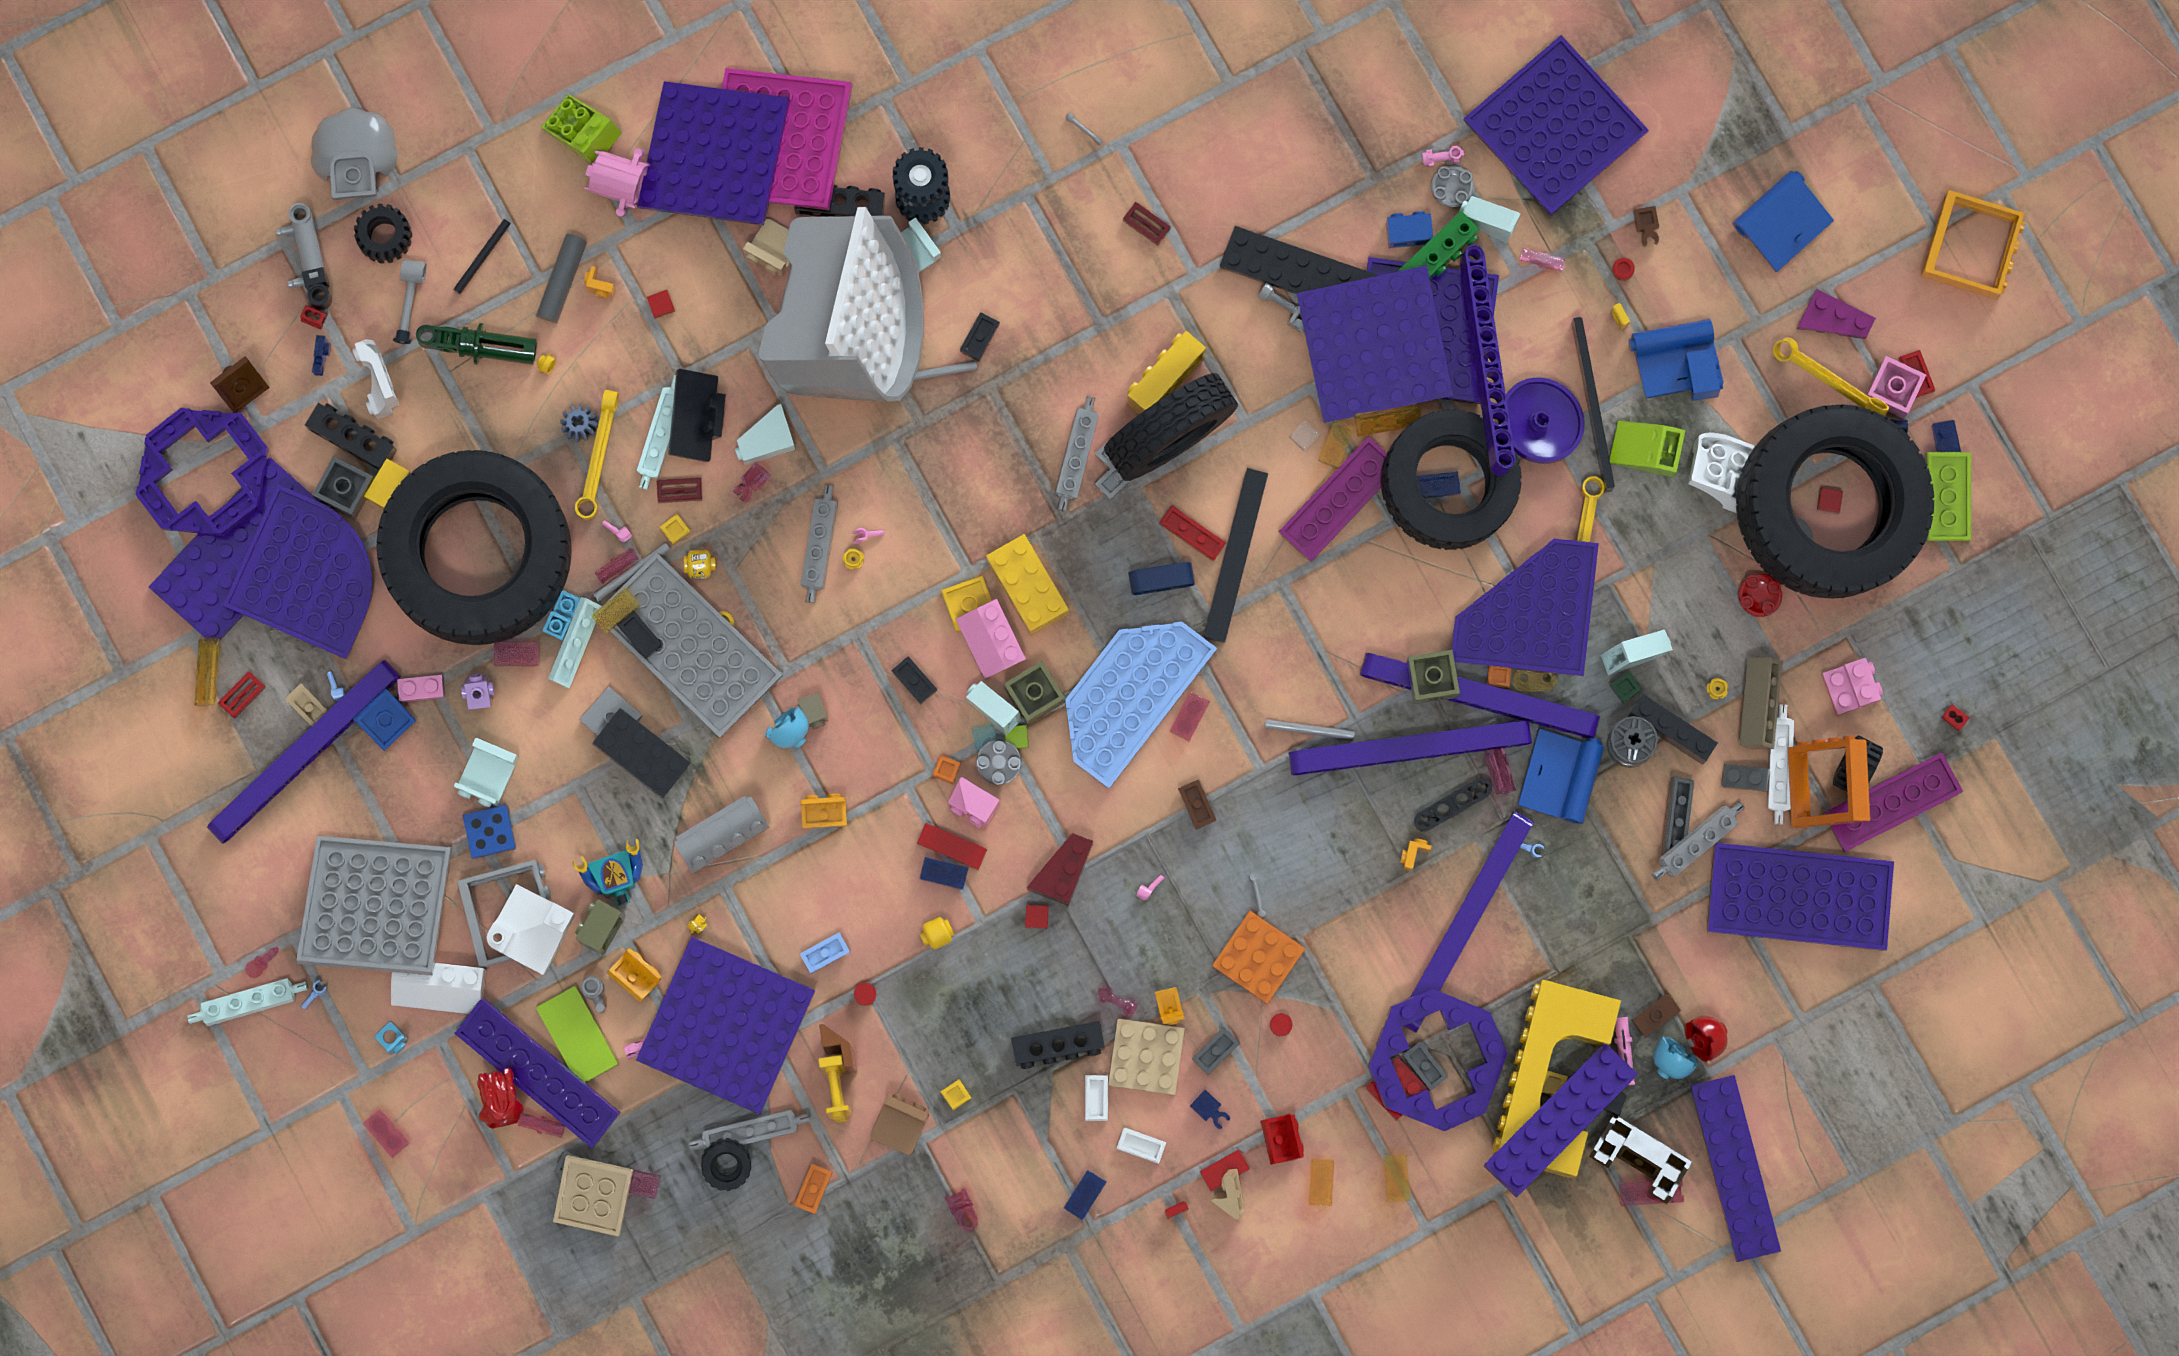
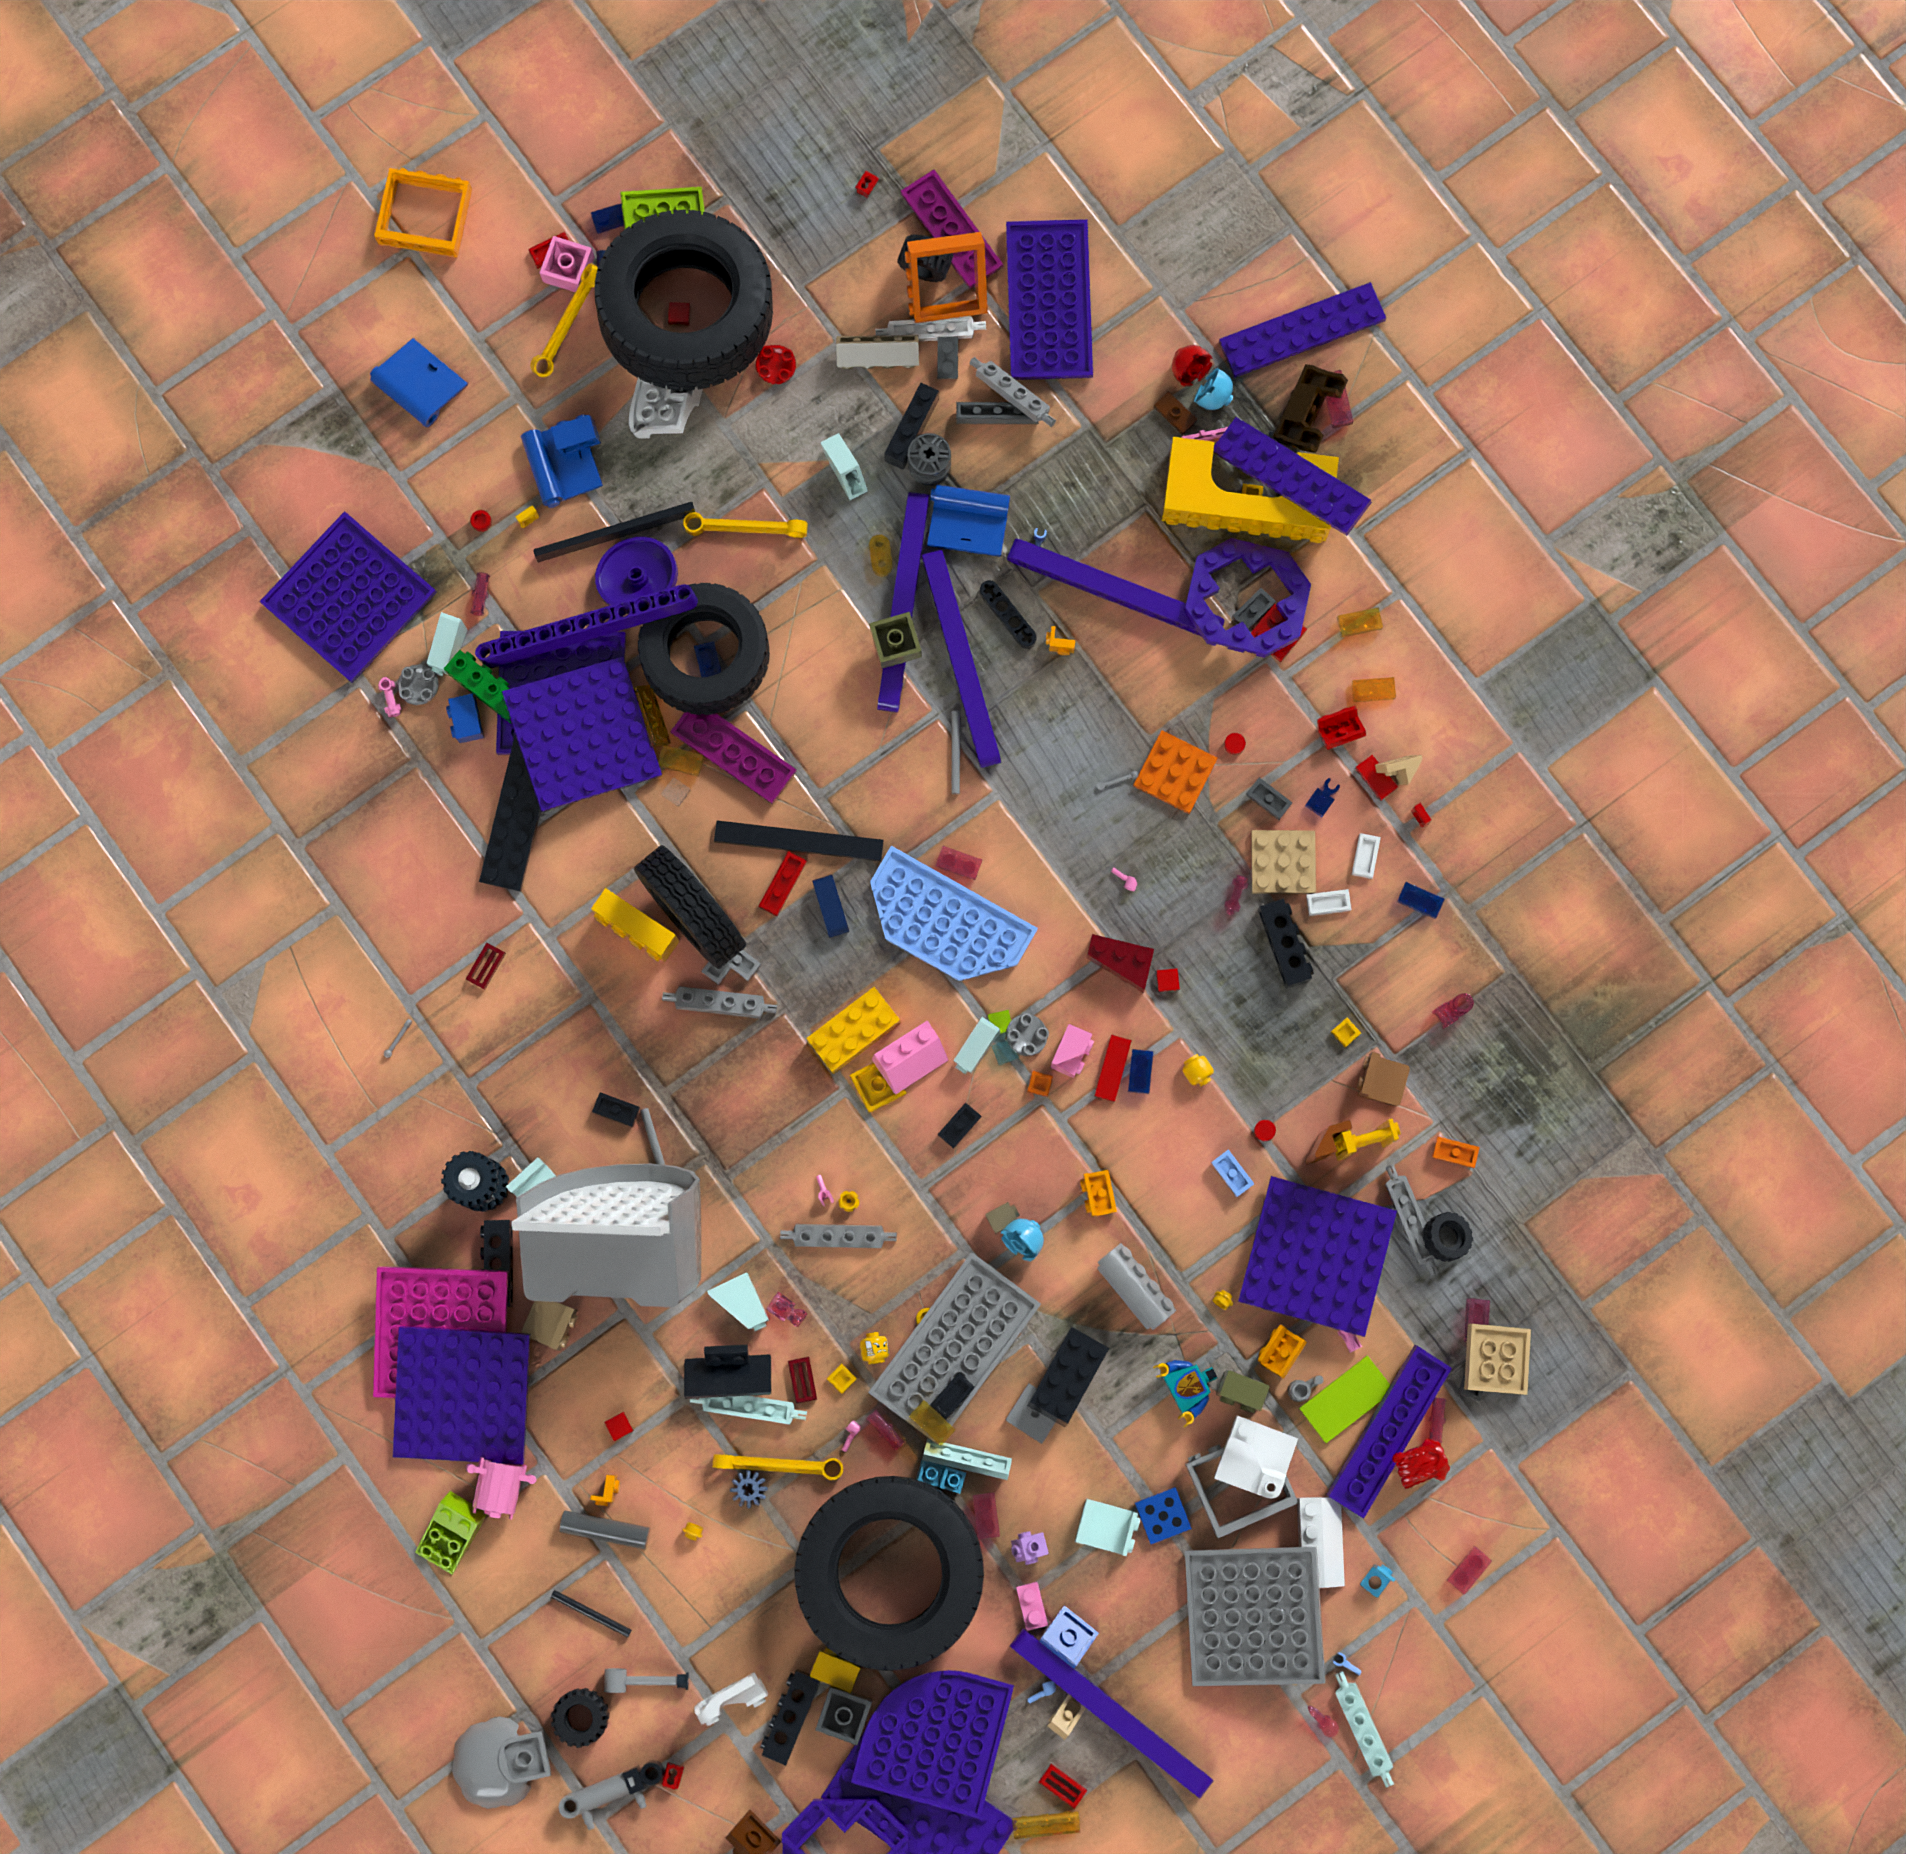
camera: 95 degrees left, 0 degrees up
(321, 350) = (705, 1761): clear blue plate -> none
(469, 343) = (681, 1611): dark green piece -> none
(621, 579) = (895, 1421): light grey bar -> none
(1034, 693) = (957, 1009): olive brick -> none
(1169, 1006) = (1234, 845): light orange bracket -> none
(1197, 804) = (1041, 845): reddish brown plate -> none
(1268, 293) = (542, 842): light grey bar -> none
(1499, 677) = (882, 588): orange tile -> none
(1499, 771) = (976, 573): clear pink plate -> none
(1534, 614) = (822, 559): dark purple plate -> none
(1625, 687) = (878, 473): dark green plate -> none
(1646, 222) = (433, 504): reddish brown plate -> none
(1647, 447) = (650, 476): lime slope -> none
(1717, 682) = (867, 387): yellow plate -> none
(1835, 317) = (505, 327): magenta wing -> none
(1852, 686) = (849, 275): bright pink plate -> none

